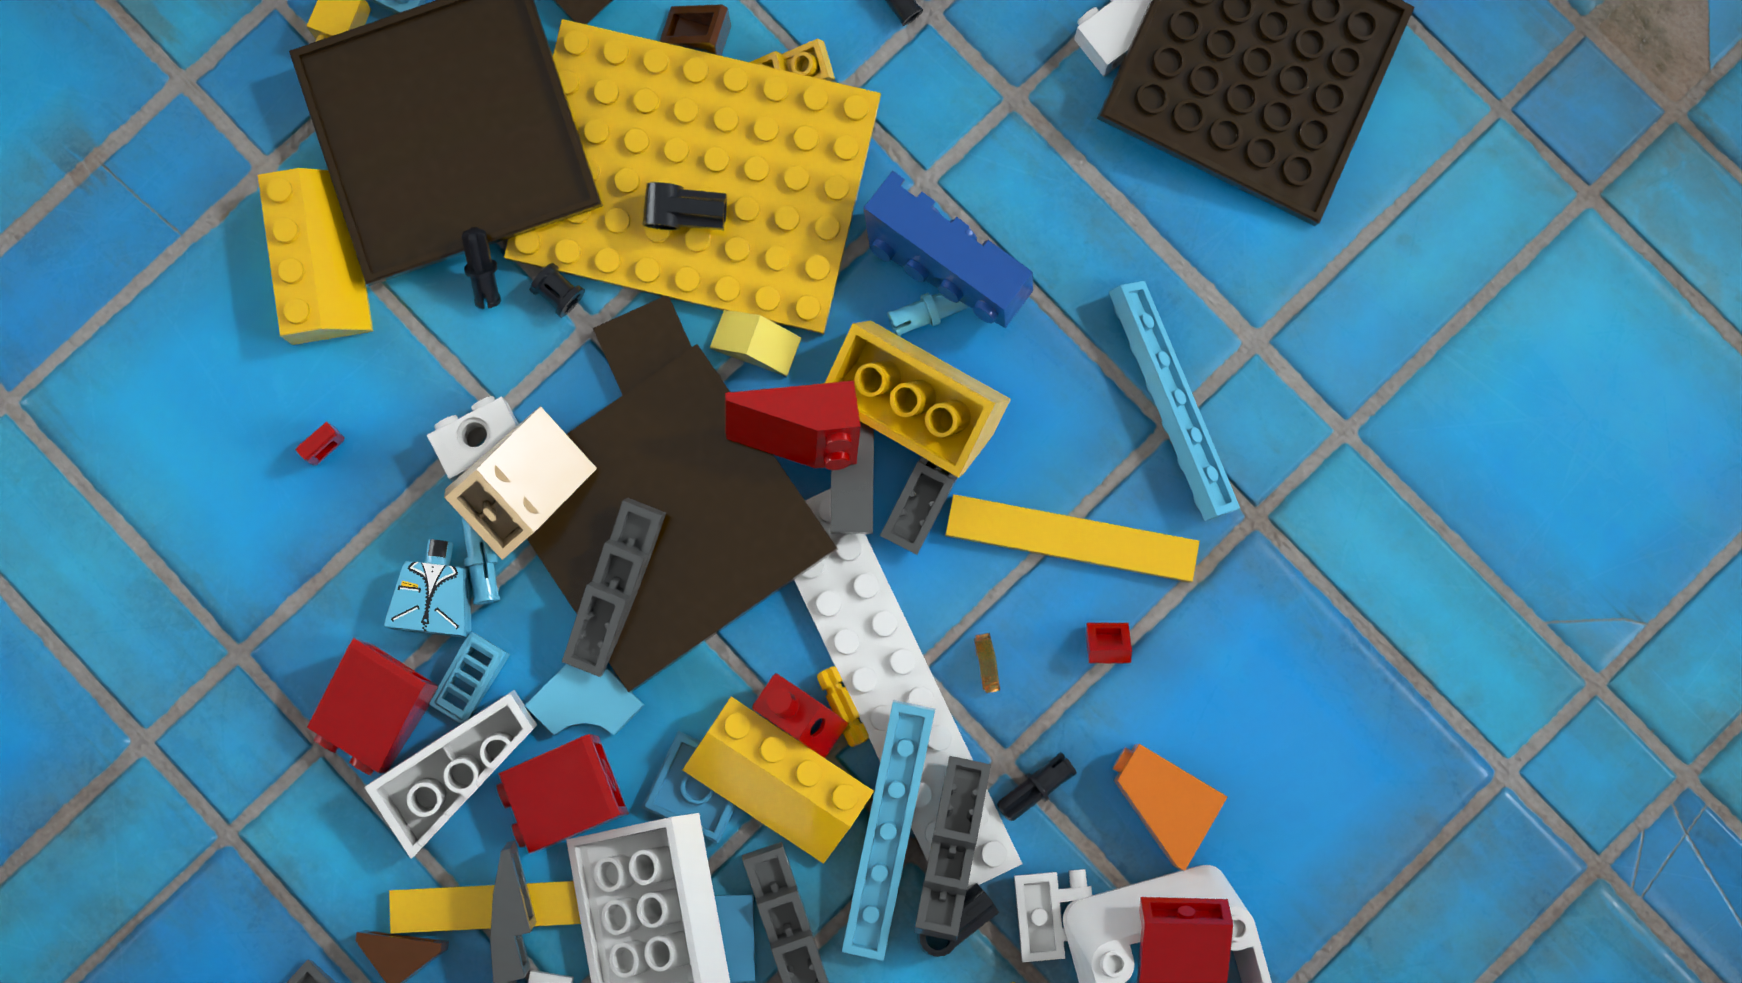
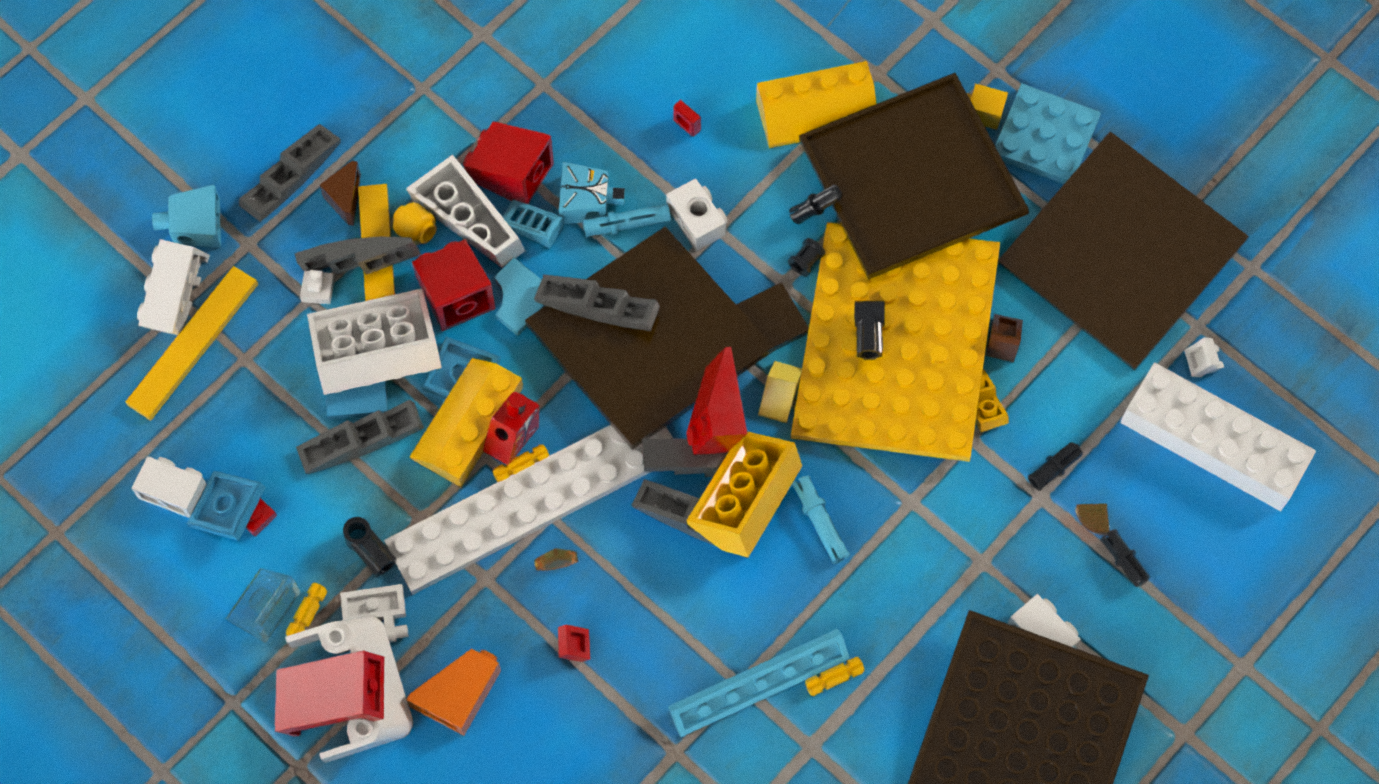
camera: 85 degrees right, 15 degrees down
(461, 849) = (415, 223): none -> yellow head
(519, 482) = (664, 234): slope -> none
(888, 830) = (433, 493): medium azure plate -> none
(945, 253) = (853, 505): blue wedge -> none
(952, 848) = (420, 536): dark grey slope -> none
(1036, 787) = (466, 599): black axle -> none
(1072, 538) = (650, 618): yellow tile -> none
(1166, 302) = (834, 676): none -> yellow axle

